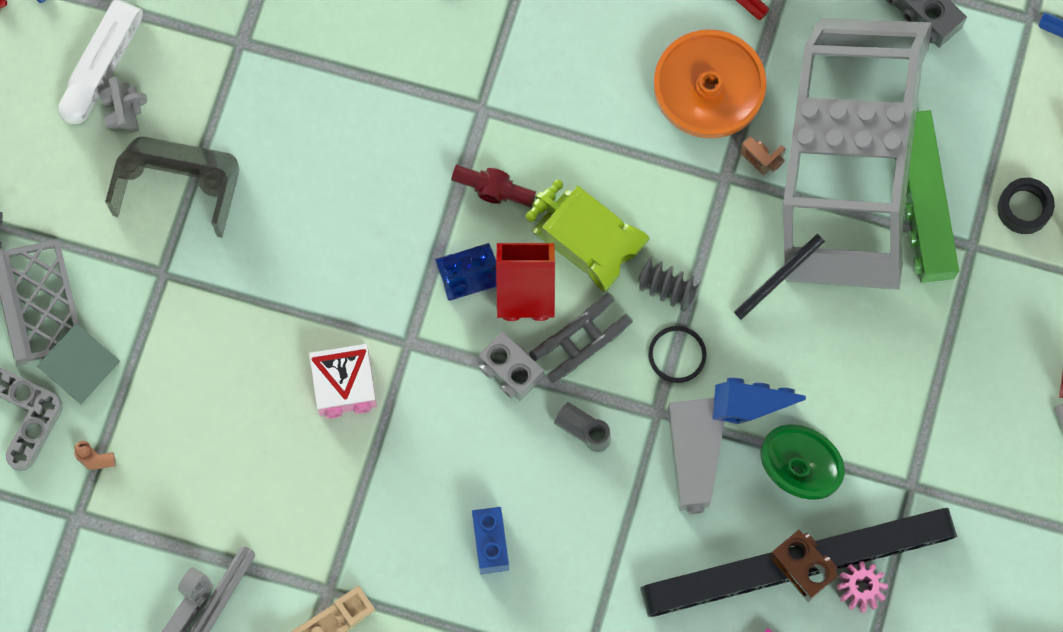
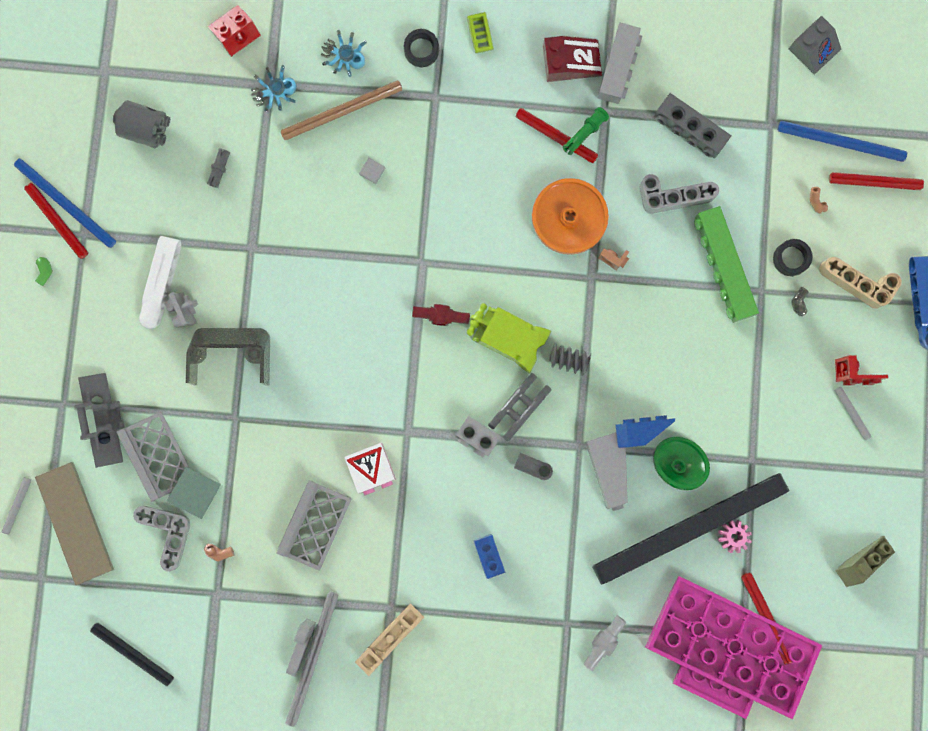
camera: 10 degrees left, 10 degrees up
(220, 432) = (297, 522): none -> light grey fence
(467, 271) = (436, 376): clear blue bracket -> none
(525, 281) = (476, 378): red slope -> none
(673, 379) = (601, 401): black piece -> none
(779, 276) = (642, 340): black bar -> none
(797, 569) = (694, 538): reddish brown brick -> none
(861, 131) = (676, 236): light grey window -> none
(874, 82) = (679, 194): none -> light grey beam
(1022, 271) = (798, 302): none -> clear smoke arm

